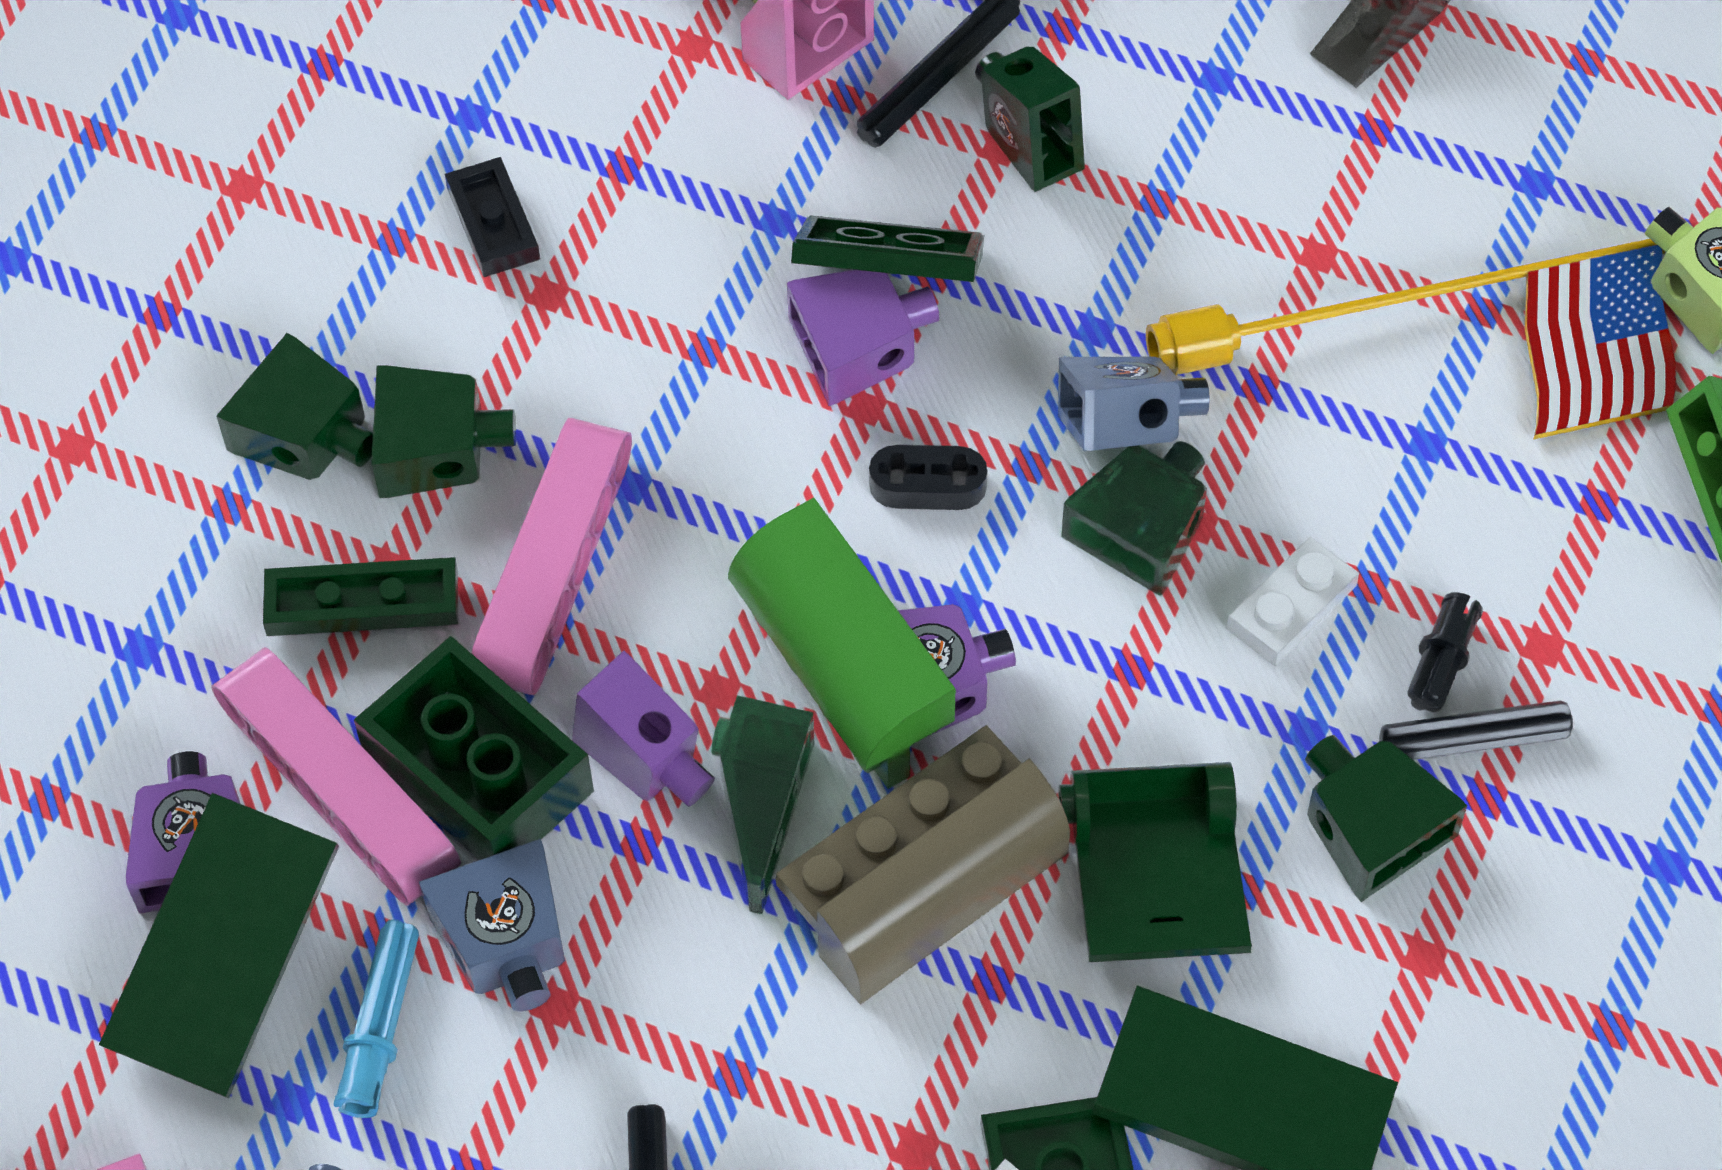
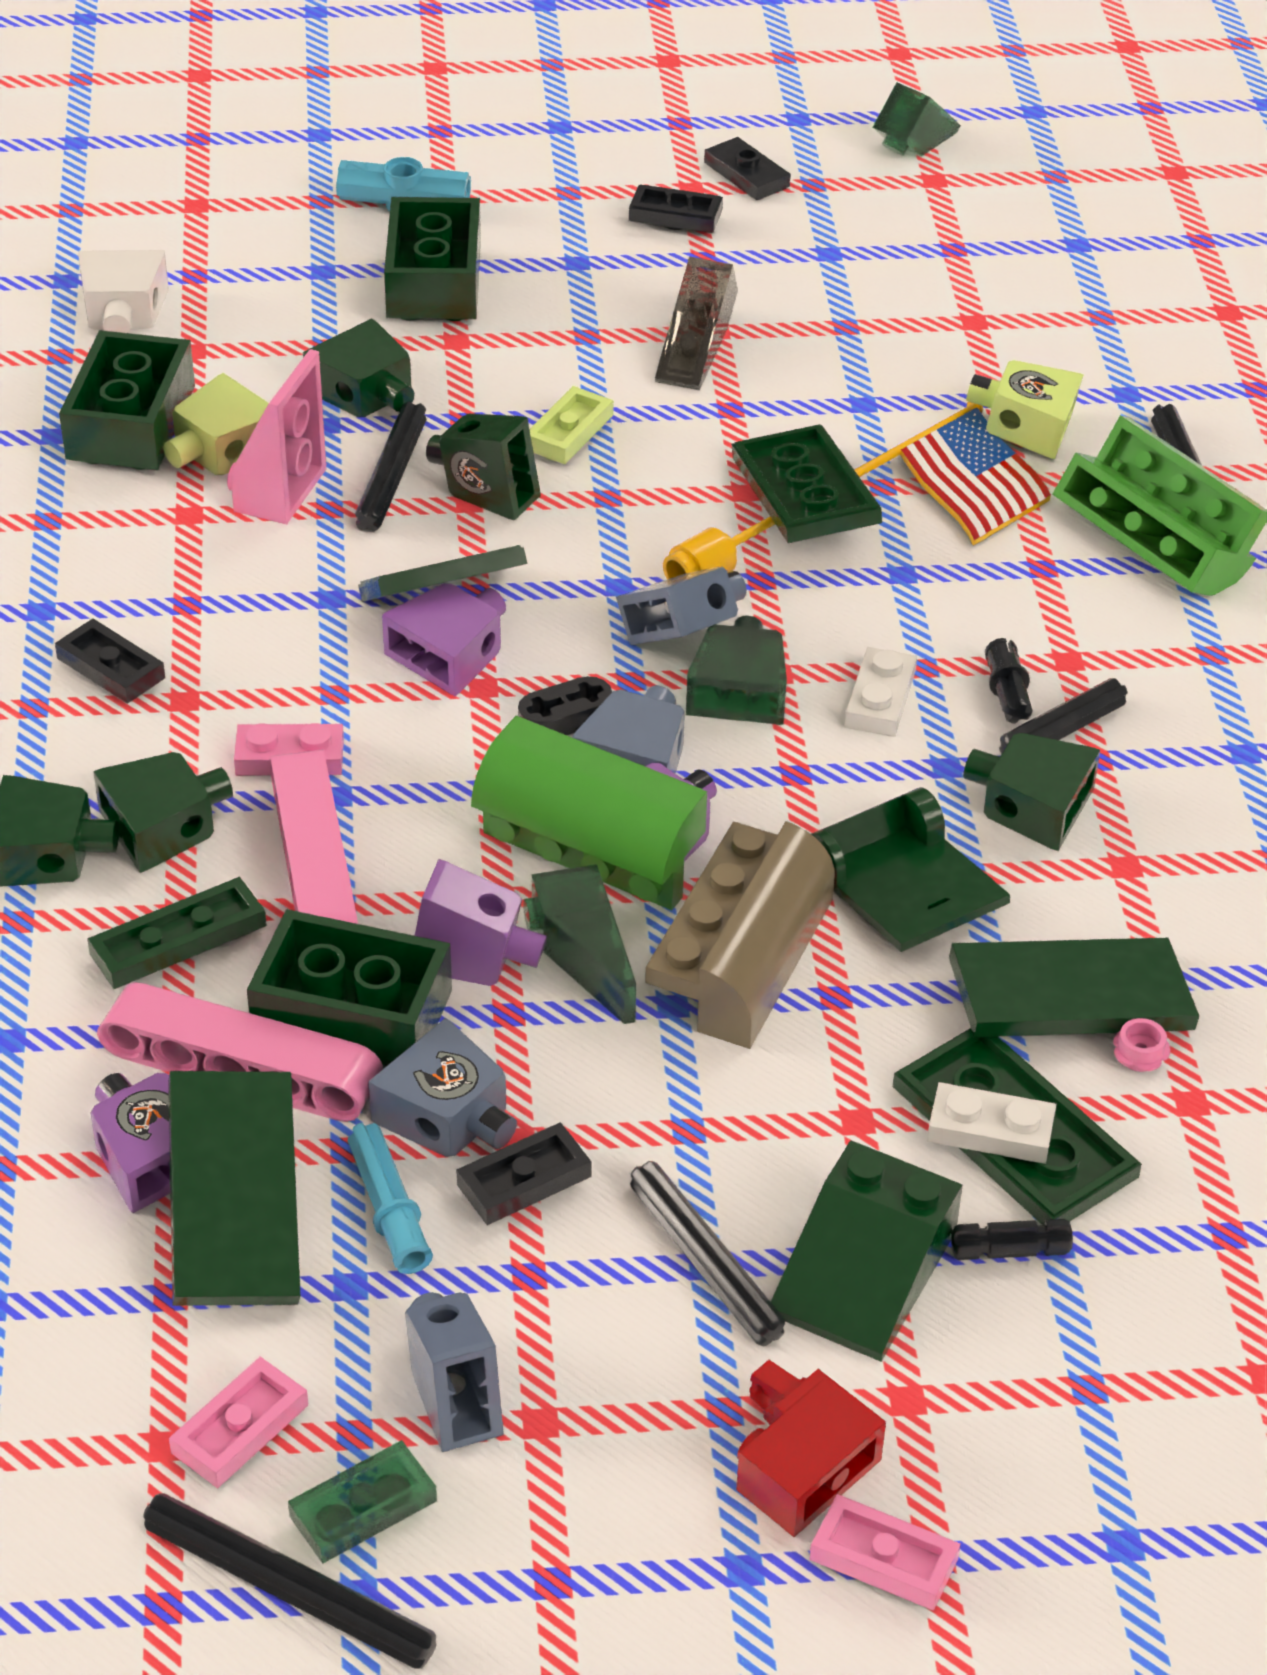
camera: 30 degrees left, 15 degrees down
(524, 1056) = (524, 1173): none -> black plate
(613, 401) = (260, 741): none -> bright pink plate
(968, 554) = (638, 727): none -> sand blue torso
(1165, 87) = (570, 424): none -> yellowish green plate
(1377, 282) = (806, 483): none -> dark green tile

